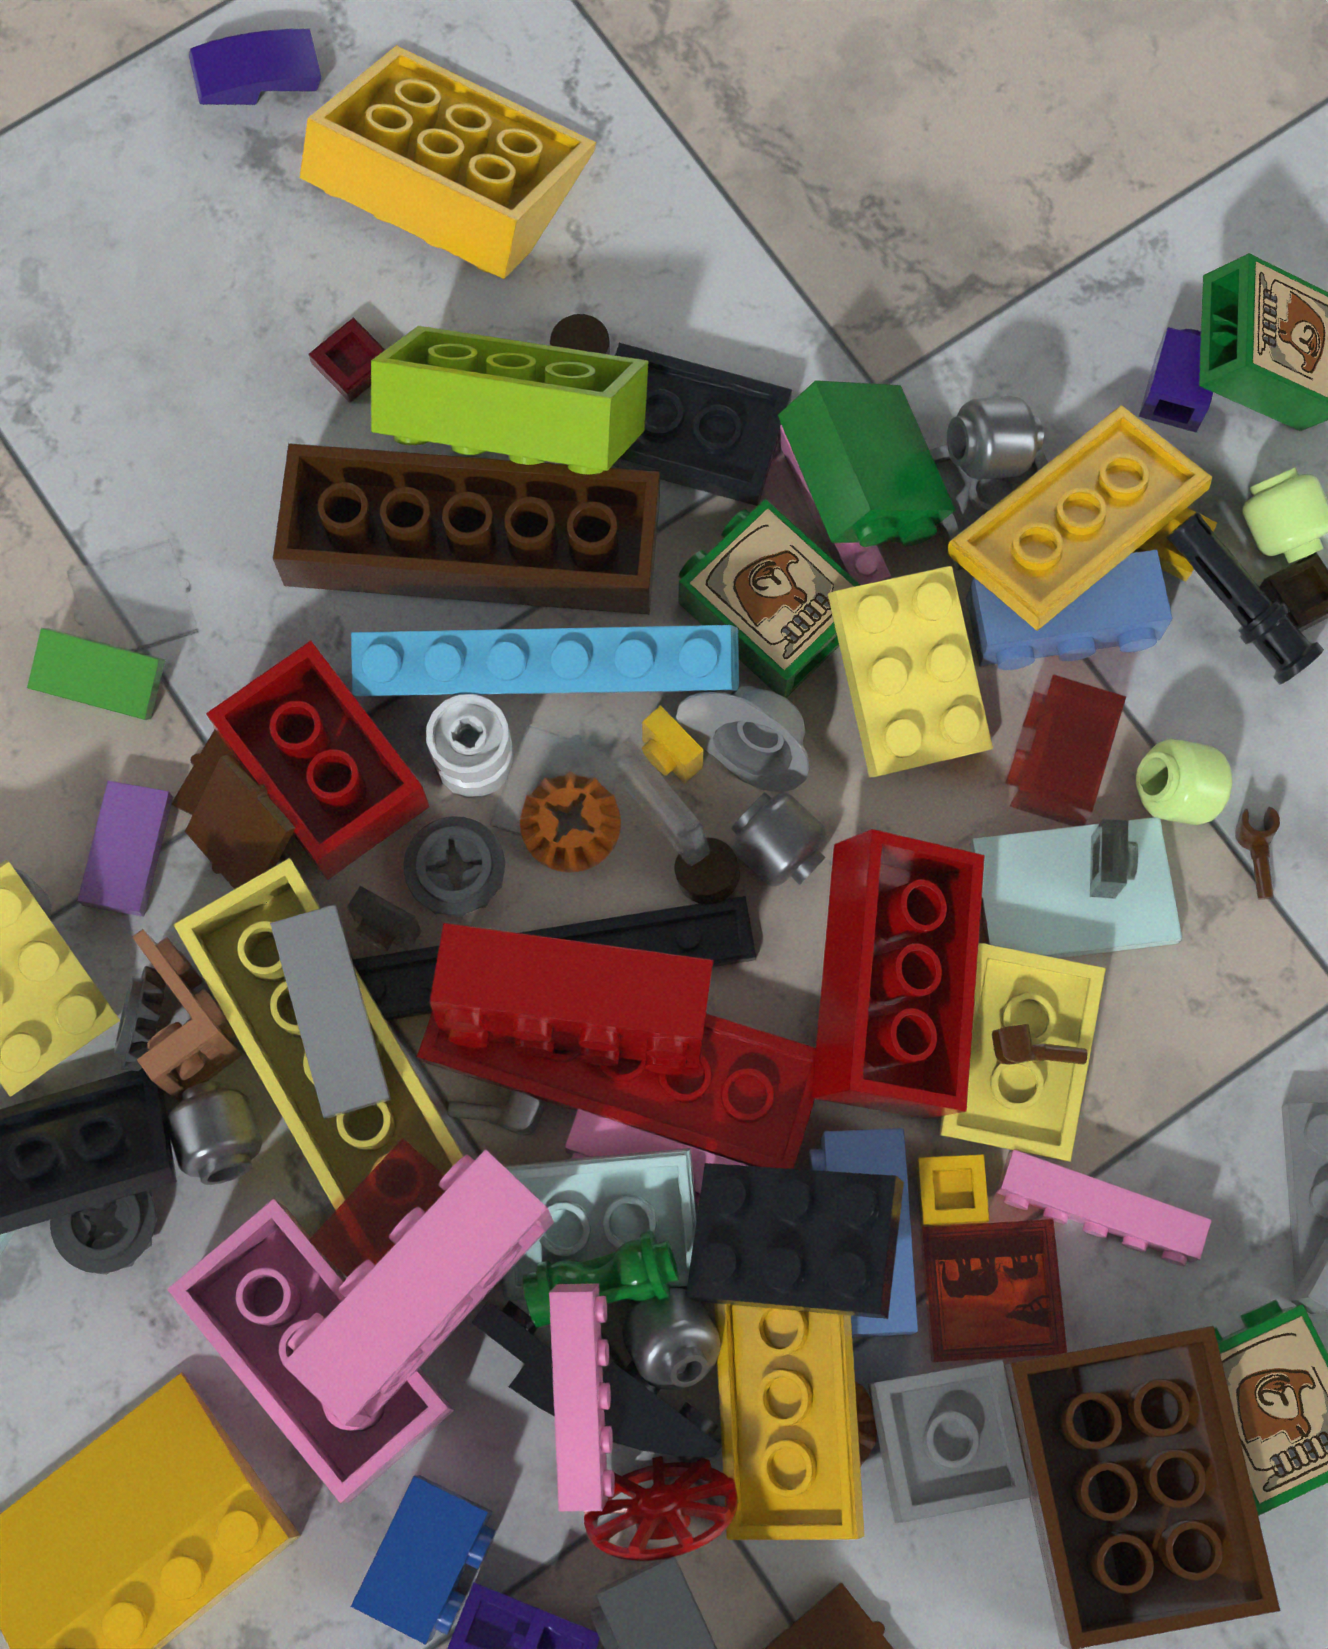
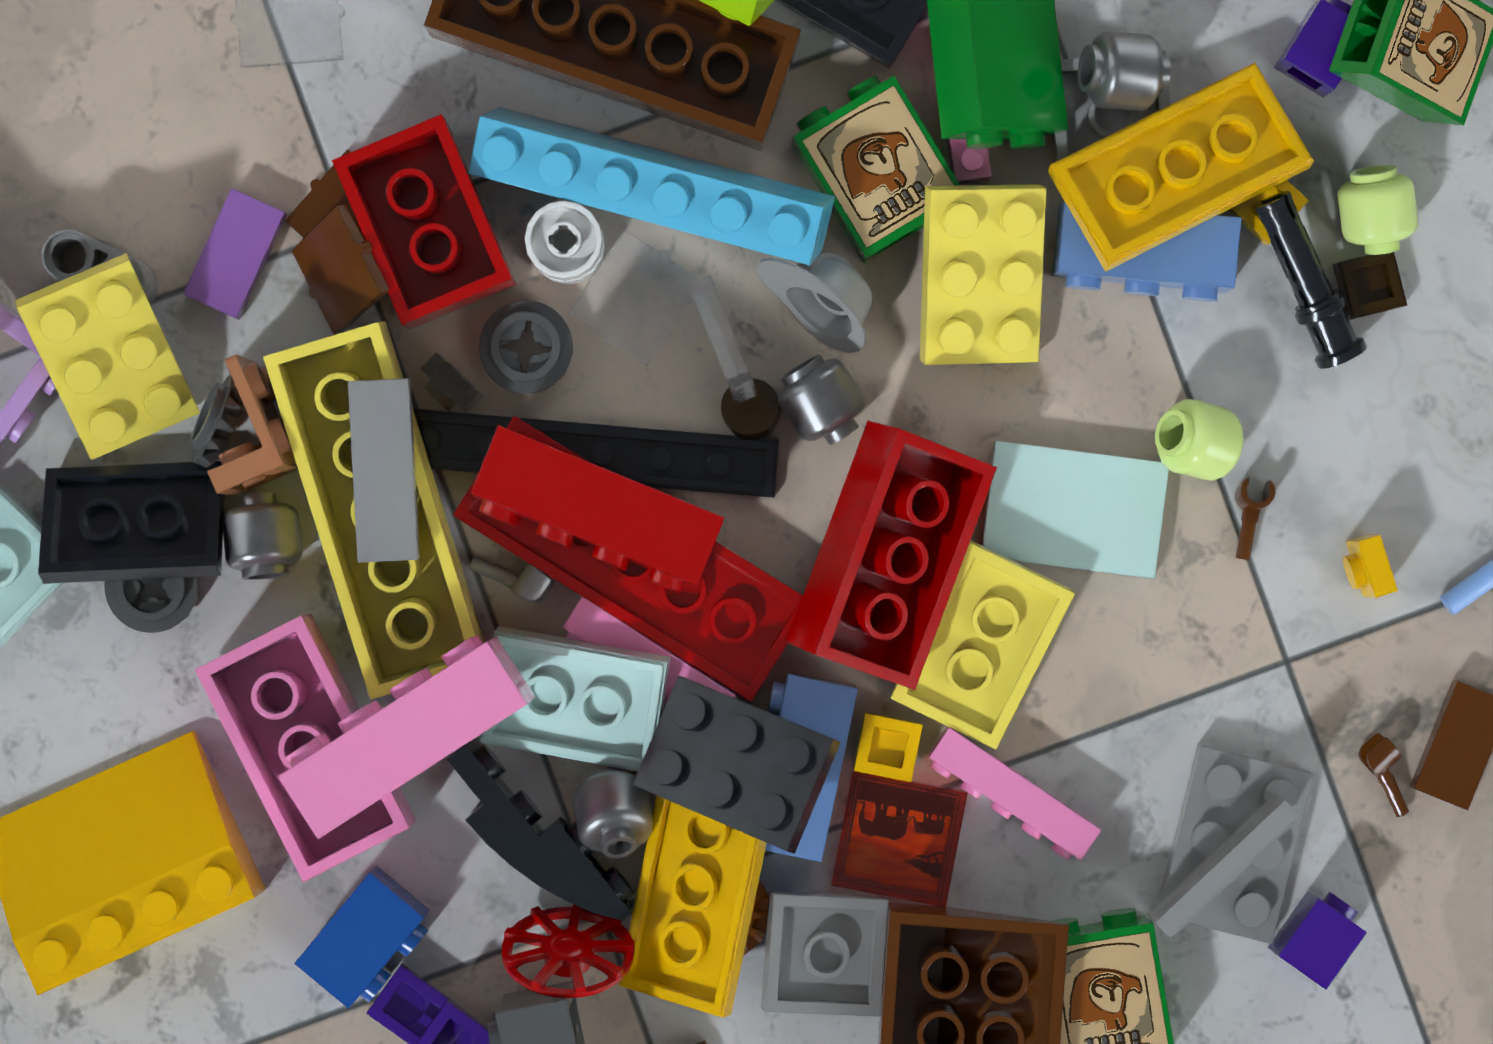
camera: 10 degrees right, 15 degrees up
(96, 673) = (240, 81): bright green tile -> none
(373, 1210) = (390, 653): clear red tile -> none
(578, 848) = (639, 362): orange gear -> none
(580, 1397) = (522, 846): bright pink piece -> none
(635, 1272) = (544, 753): green piece -> none
(670, 746) = (745, 287): yellow plate -> none
(1015, 1046) = (974, 643): reddish brown hand -> none
(1066, 750) = (1102, 382): clear red brick -> none
(1112, 858) = (1111, 497): clear smoke plate -> none

